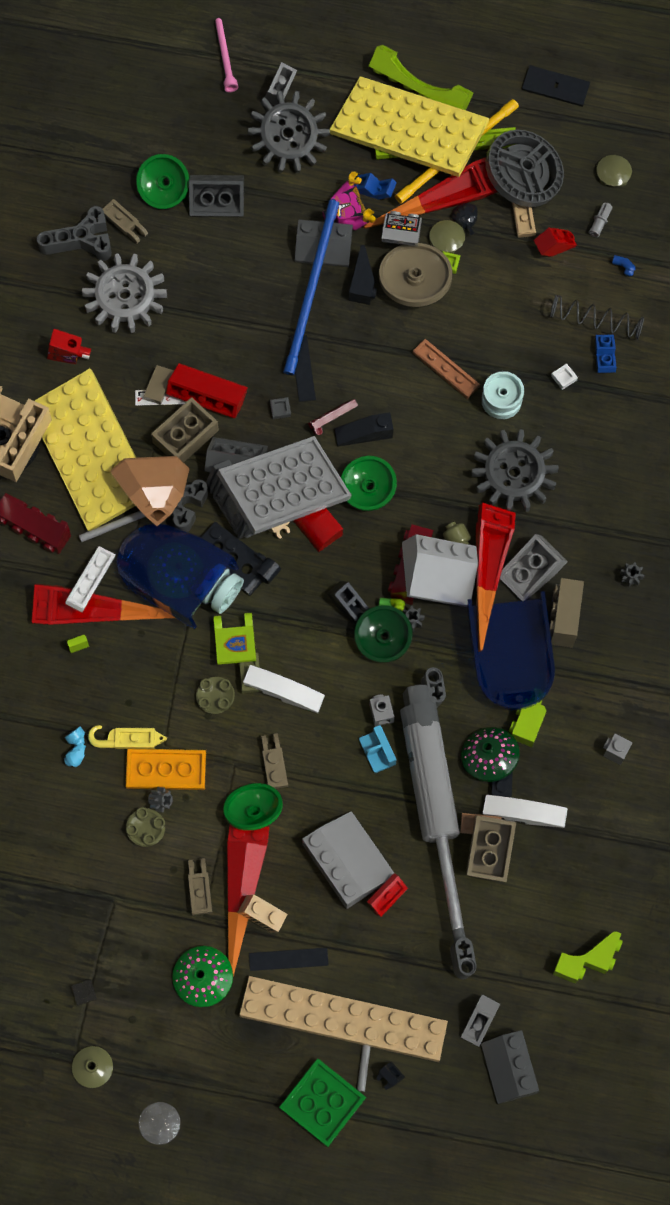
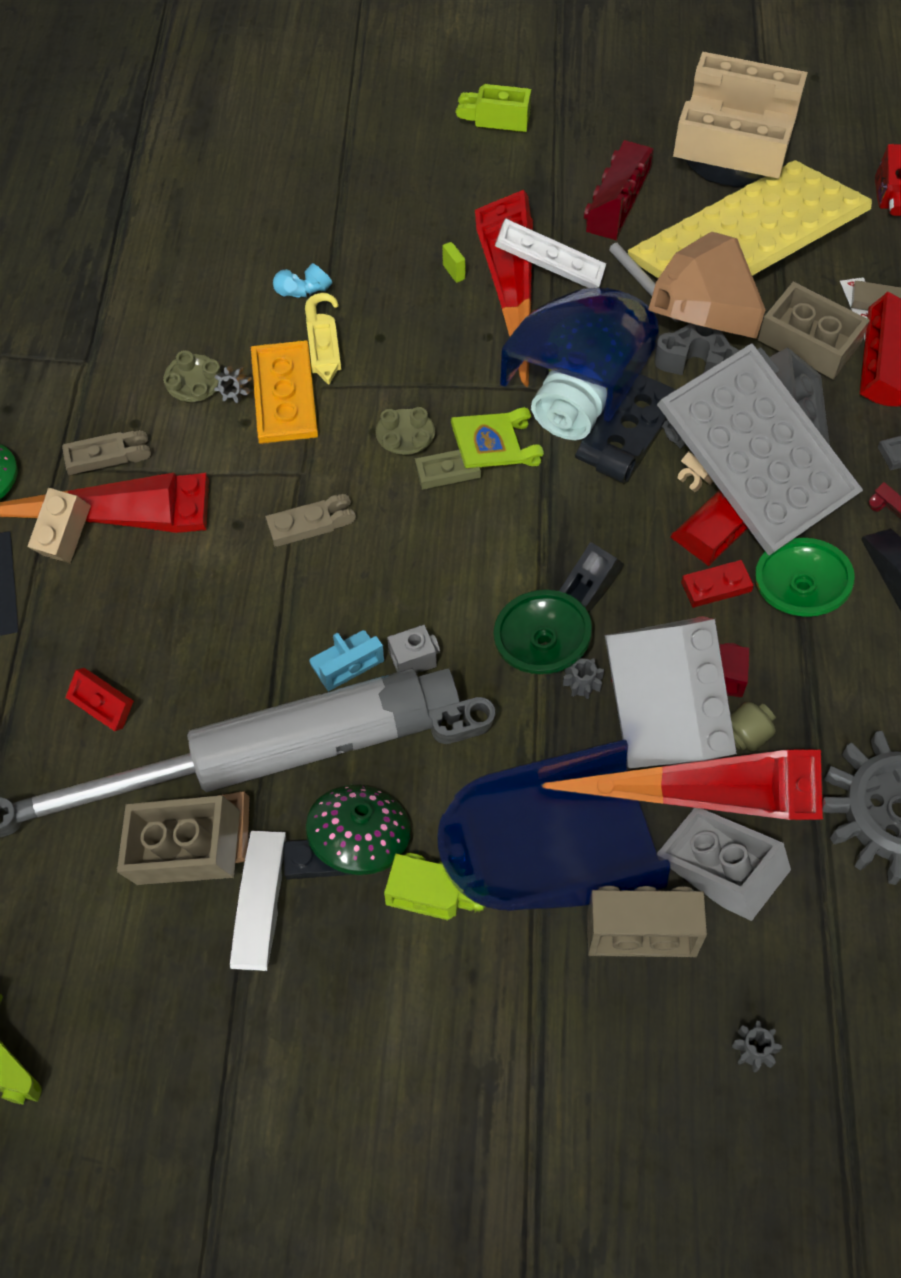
camera: 85 degrees right, 10 degrees down
(253, 806) = (227, 492): green dish -> none
(284, 689) = (426, 512): white slope -> none
(347, 859) = (156, 635): light grey slope -> none
(357, 533) = (717, 583): none -> red plate
(397, 603) = (599, 650): arm -> none
(617, 748) = (395, 1052): light grey brick -> none

